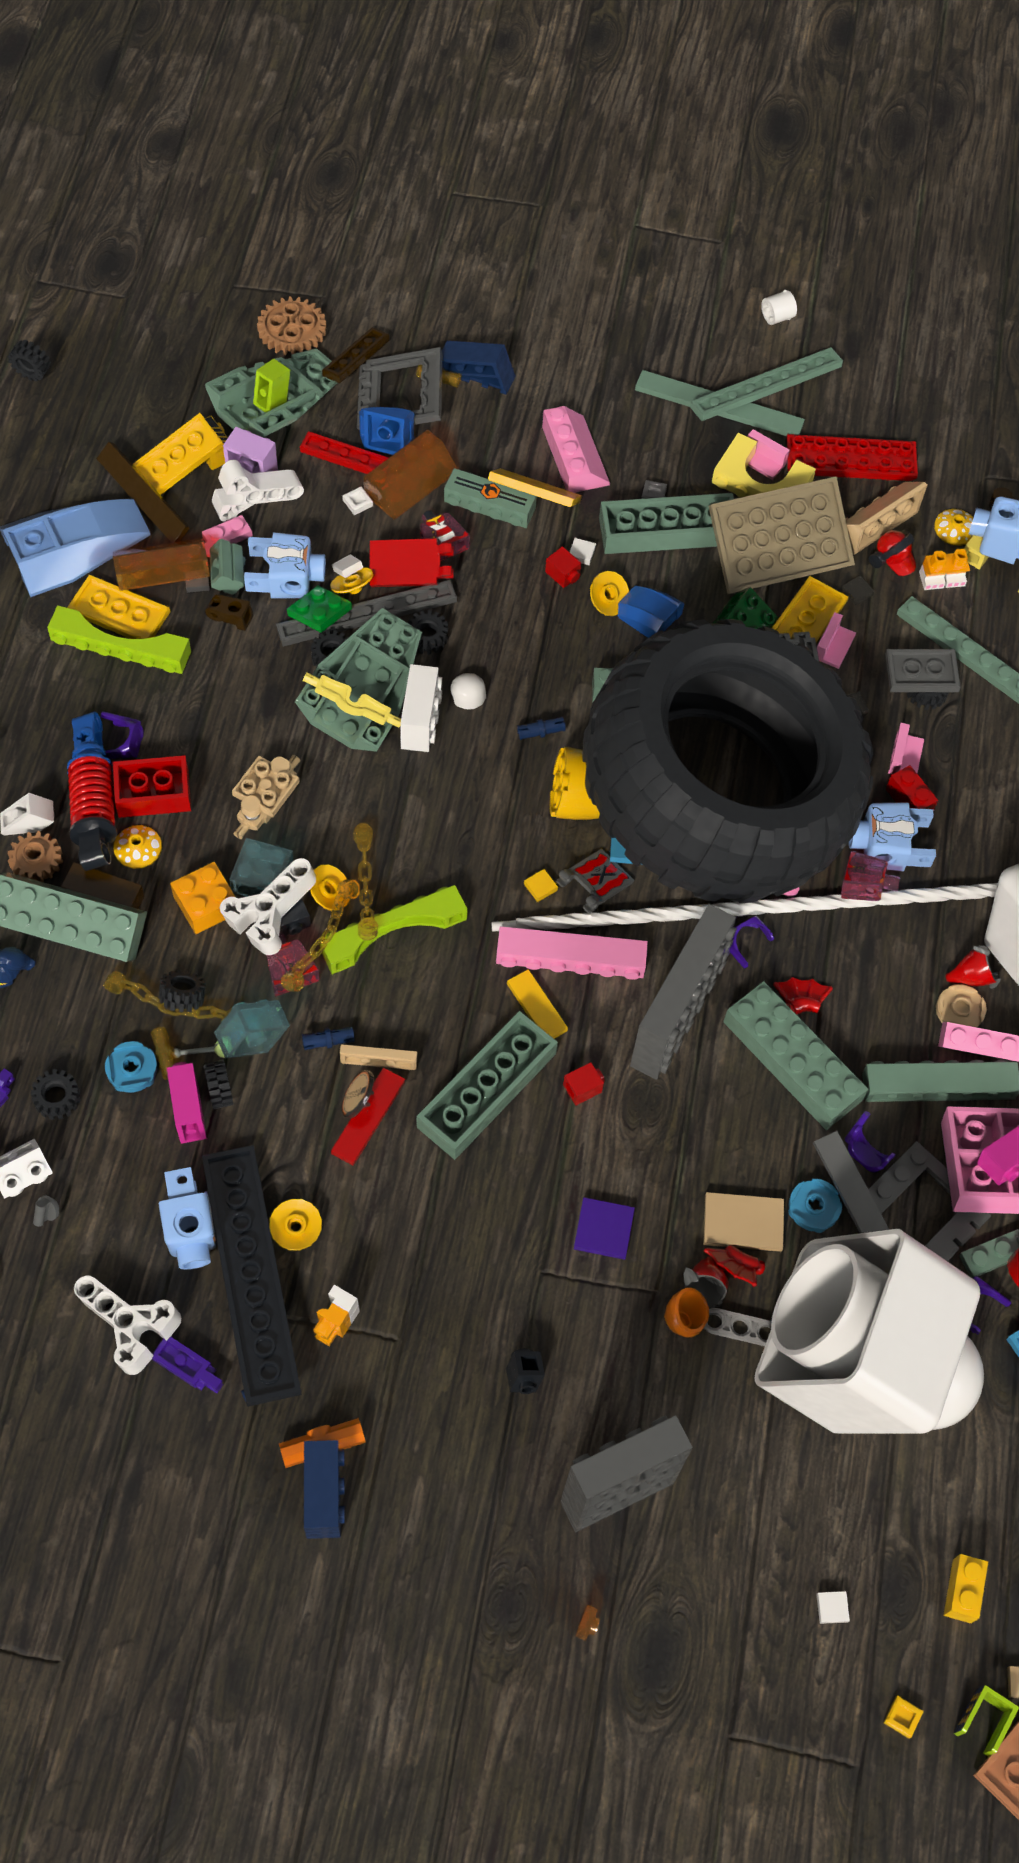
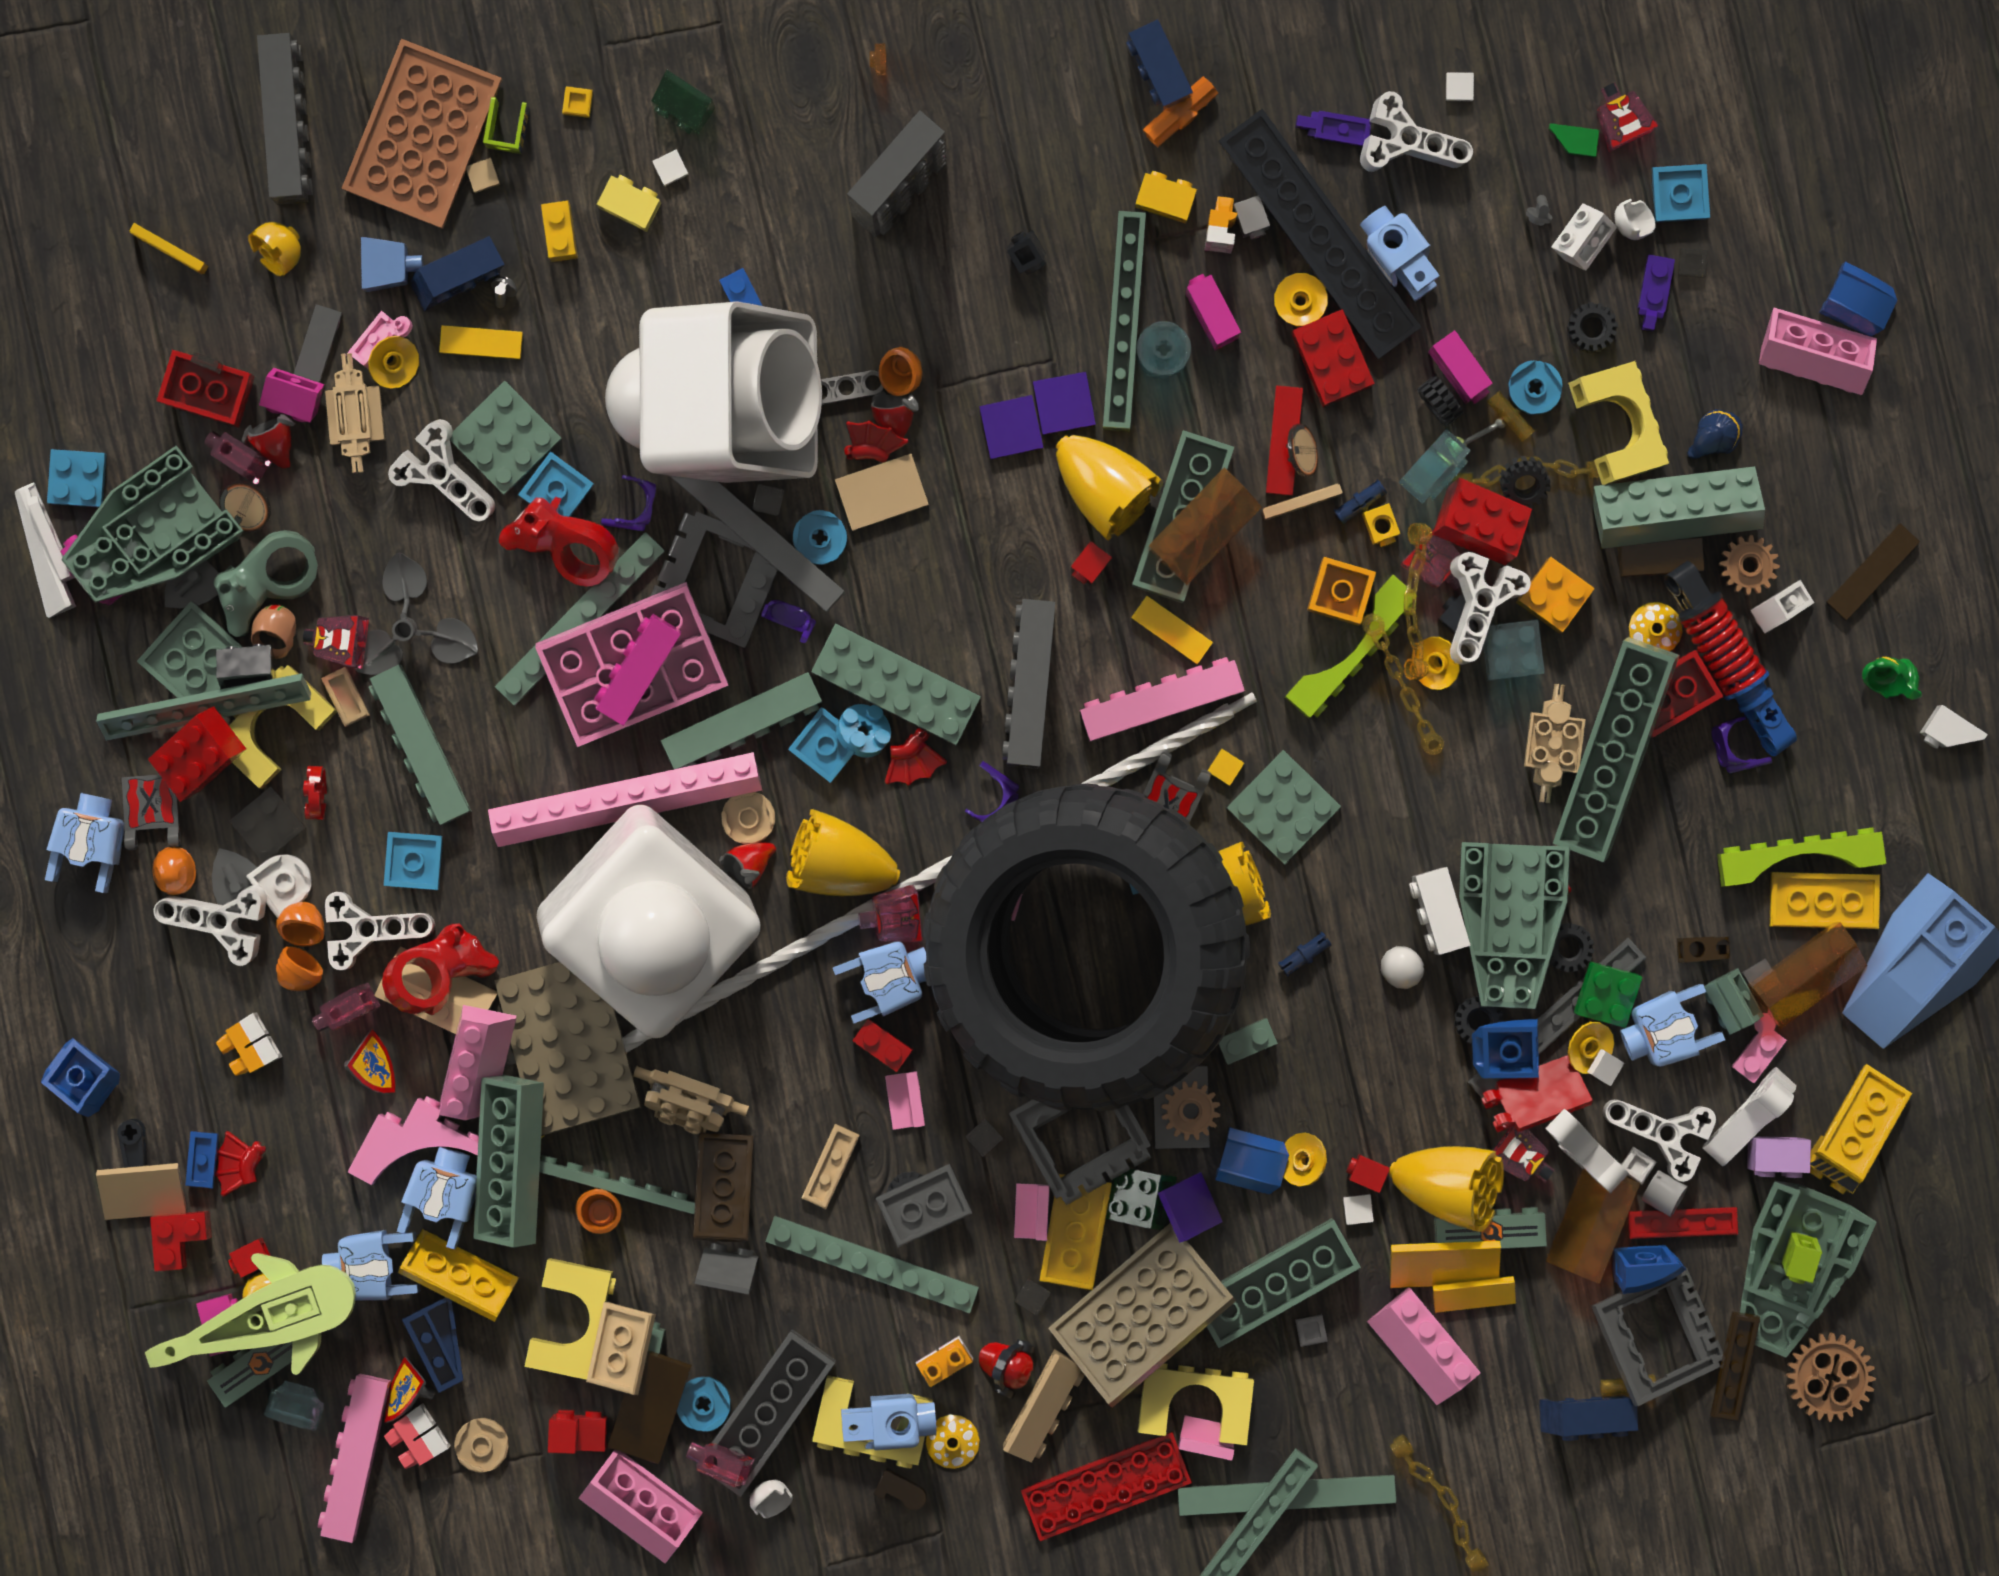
camera: 160 degrees right, 25 degrees up
(55, 1354) = (1459, 86): none -> white tile
(67, 976) = (1624, 387): none -> light yellow arch
(143, 493) = (1877, 1061): dark brown tile -> none
(217, 755) = (1616, 749): none -> sand green brick
(233, 970) = (1482, 521): none -> red brick
(292, 1161) = (1332, 358): none -> red brick
(303, 1315) = (1251, 217): none -> light grey brick
(319, 1021) = (1383, 512): none -> yellow brick
(325, 508) = (1680, 1125): none -> white beam
(340, 694) = (1524, 874): light yellow piece -> none
(348, 469) = (1664, 1193): none -> light grey piece
(372, 1368) = (1166, 197): none -> yellow piece
(380, 970) = (1341, 591): none -> light orange brick
(380, 1242) = (1212, 311): none -> dark pink brick
(394, 504) = (1586, 1151): none -> white beam
(416, 595) = (1507, 1049): none -> blue slope
(431, 1219) = (1152, 361): none -> clear light blue brick
(462, 1272) = (1124, 321): none -> sand green brick
(475, 1059) = (1205, 526): none -> clear orange slope
(507, 528) = (1452, 1183): none -> yellow cylinder
(507, 838) = (1283, 807): none -> sand green plate
(522, 466) = (1474, 1294): none -> yellow tile
(543, 1136) = (1106, 483): none -> yellow cylinder
(547, 1229) = (1064, 403): none -> dark purple tile
(601, 320) = (1475, 1558): none -> clear yellow piece
(712, 594) = (1190, 1207): none -> dark purple tile
(800, 1663) = (682, 103): none -> clear green slope
(806, 1450) = (739, 288): none -> blue plate
(847, 1019) = (873, 720): none -> dark azure plate
(873, 1034) = (820, 746): none -> dark azure plate
(886, 1587) = (629, 203): none -> light yellow brick
(900, 937) = (838, 859): none -> yellow cylinder
(984, 733) = (830, 1166): none -> tan tile

